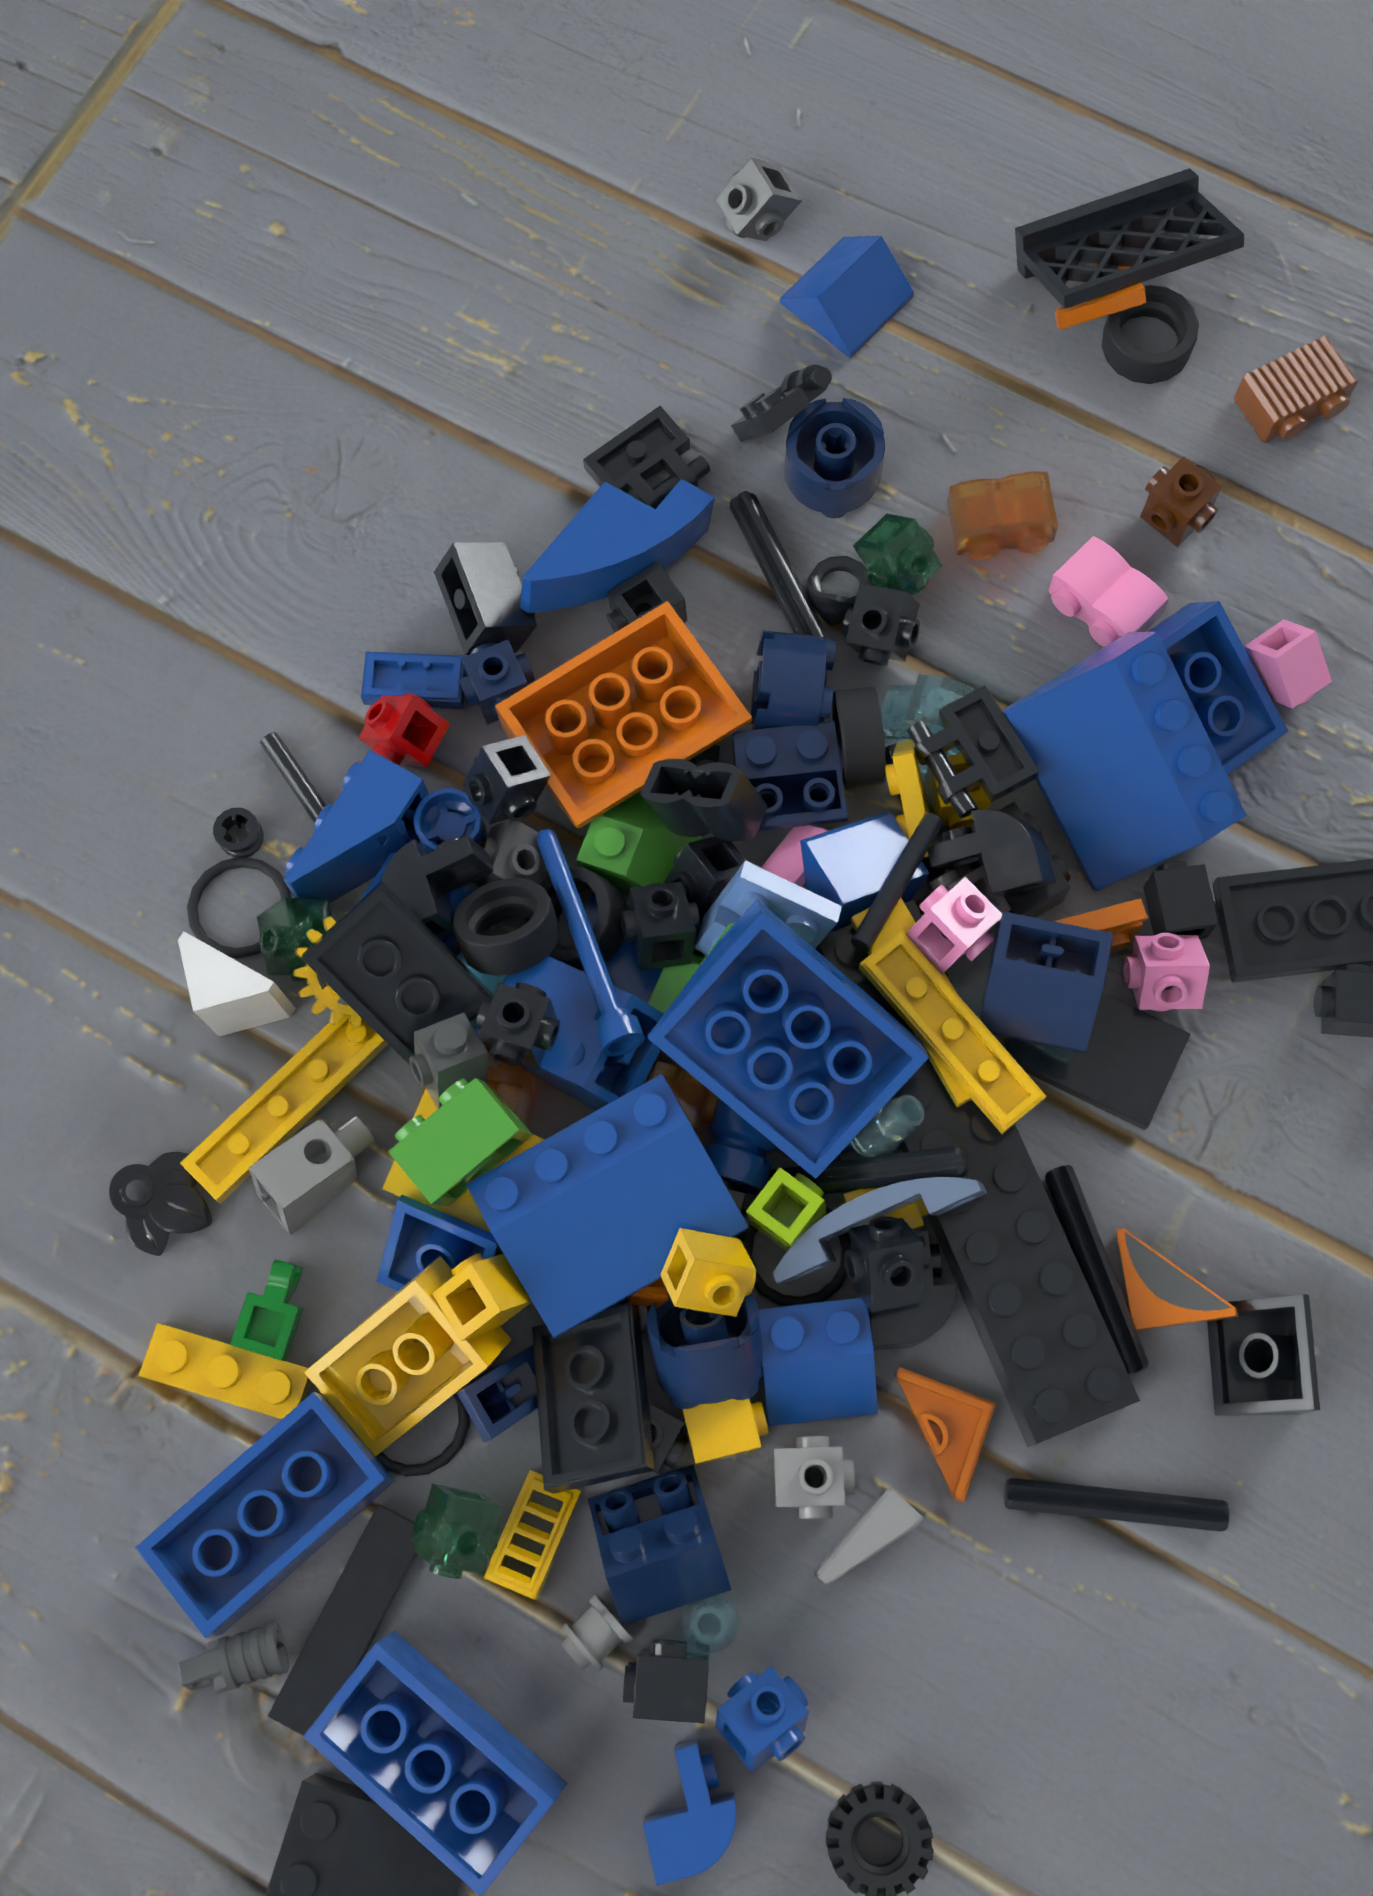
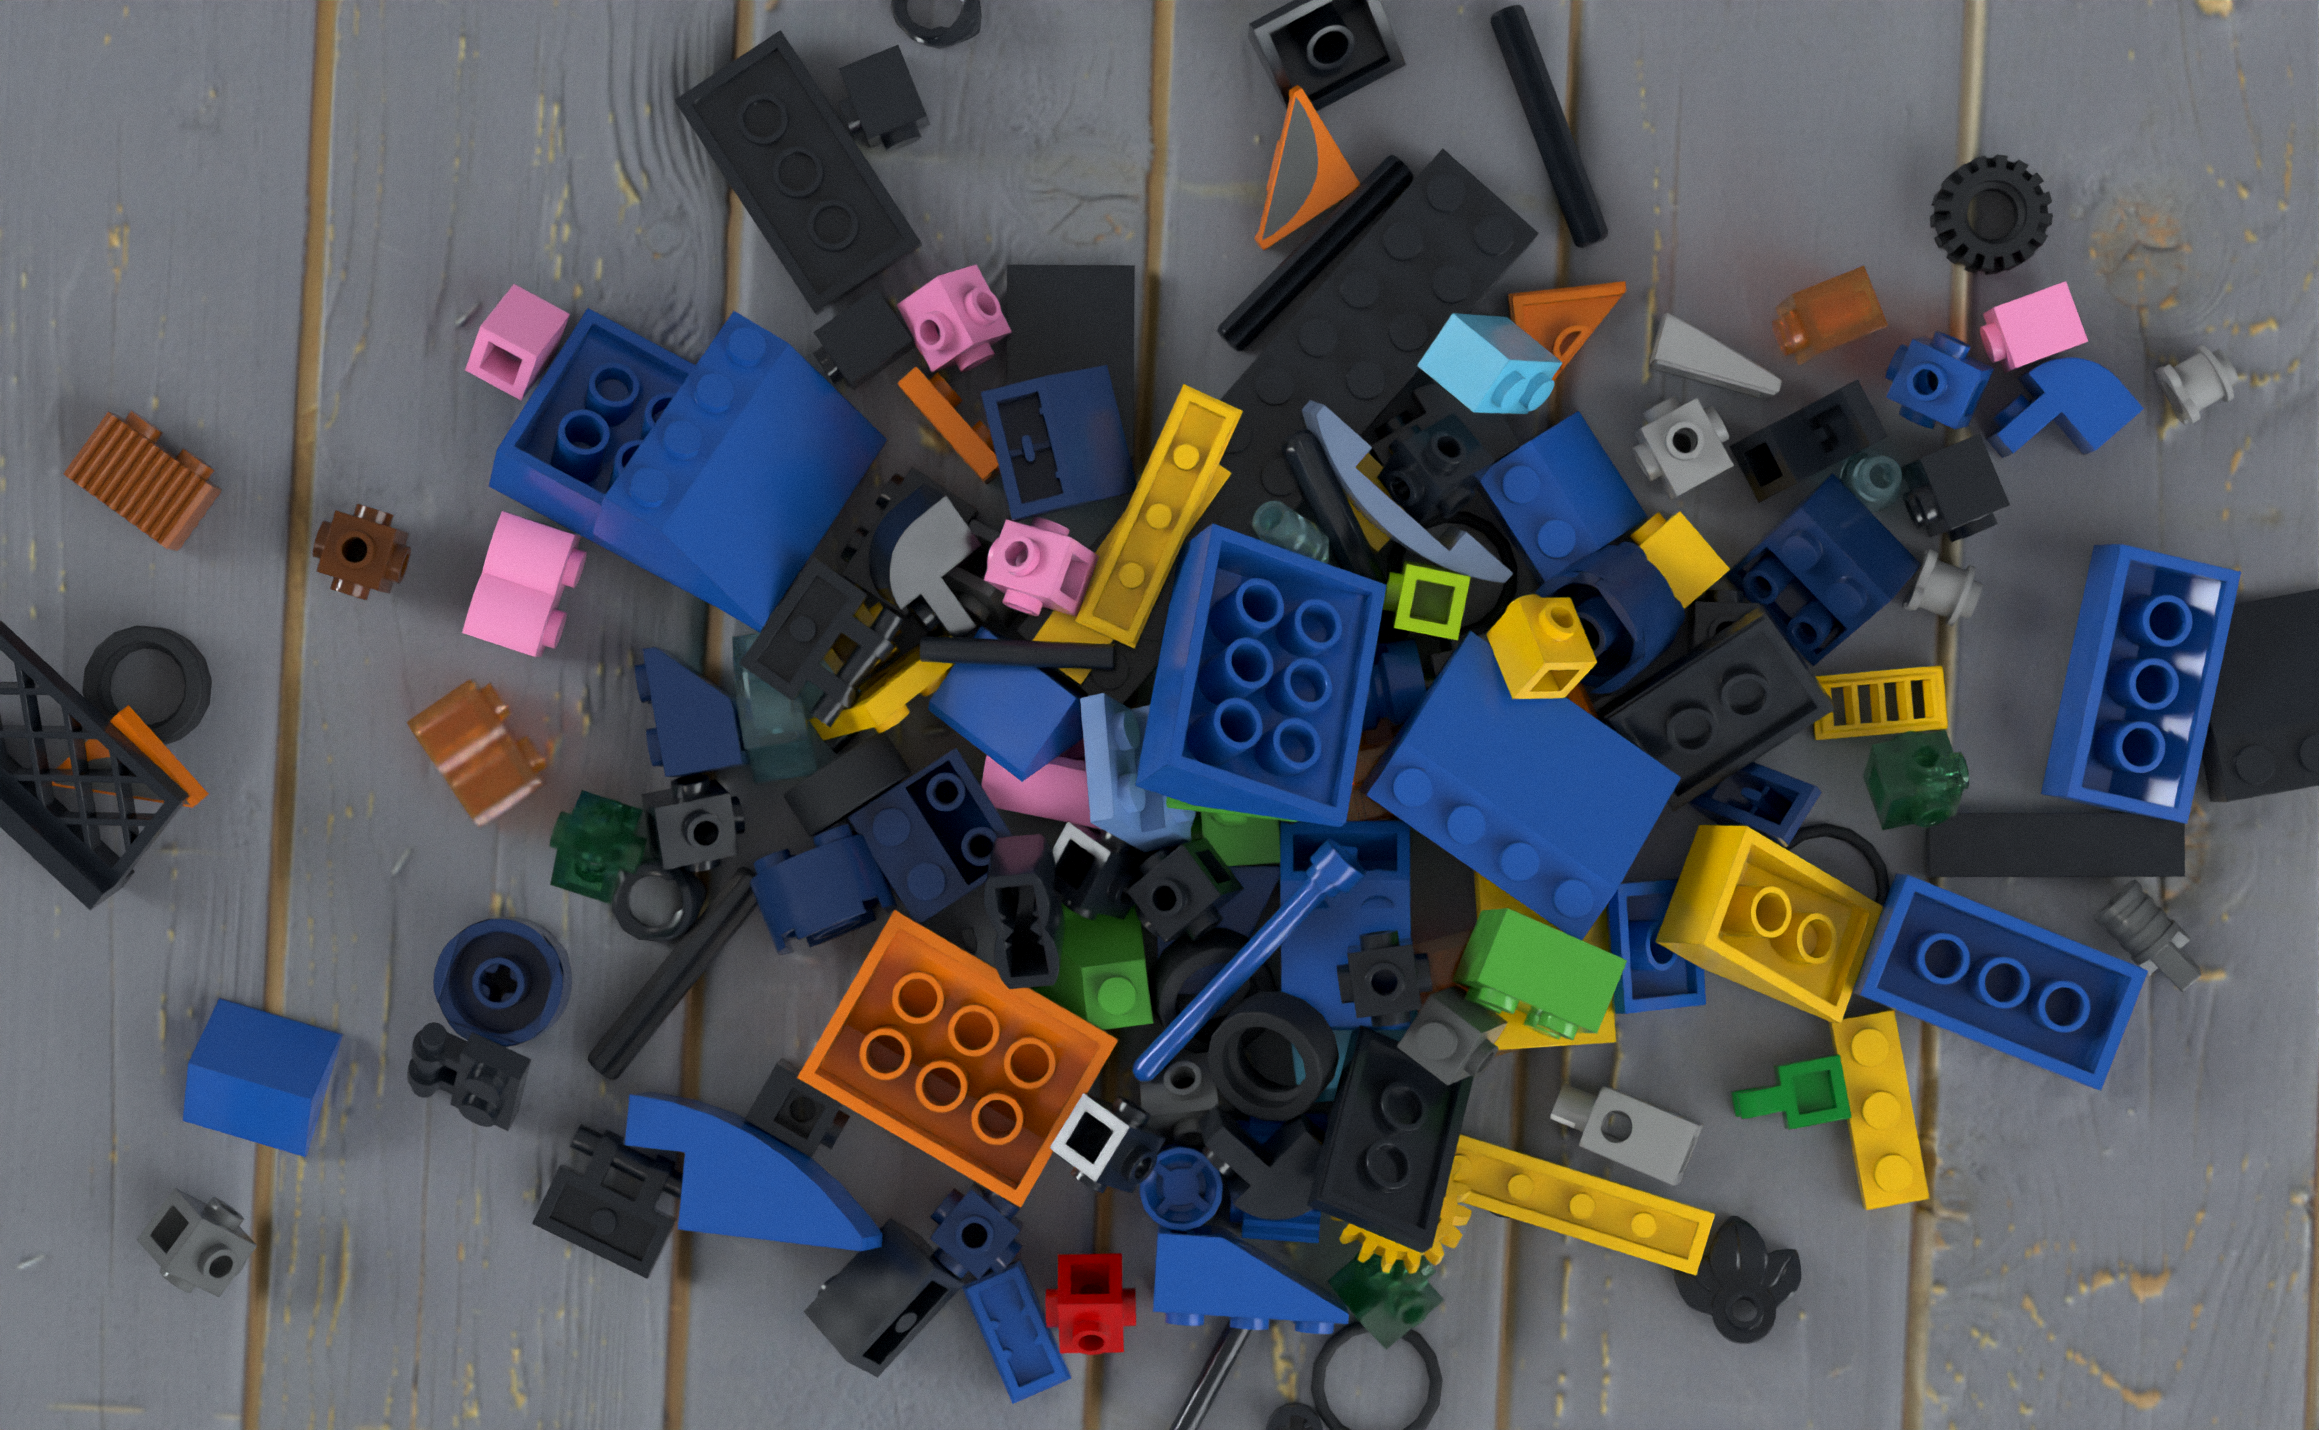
camera: 120 degrees left, 15 degrees up
(227, 992) = (1486, 1332): white slope -> none
(481, 1296) = (1680, 872): yellow brick -> none
(766, 1583) = (1808, 441): none -> black brick
(769, 1824) = (2032, 328): none -> bright pink brick
(860, 1651) = (1828, 316): none -> clear orange brick
(949, 1351) = (1491, 364): none -> medium azure brick
(965, 645) = (693, 717): none -> dark blue slope

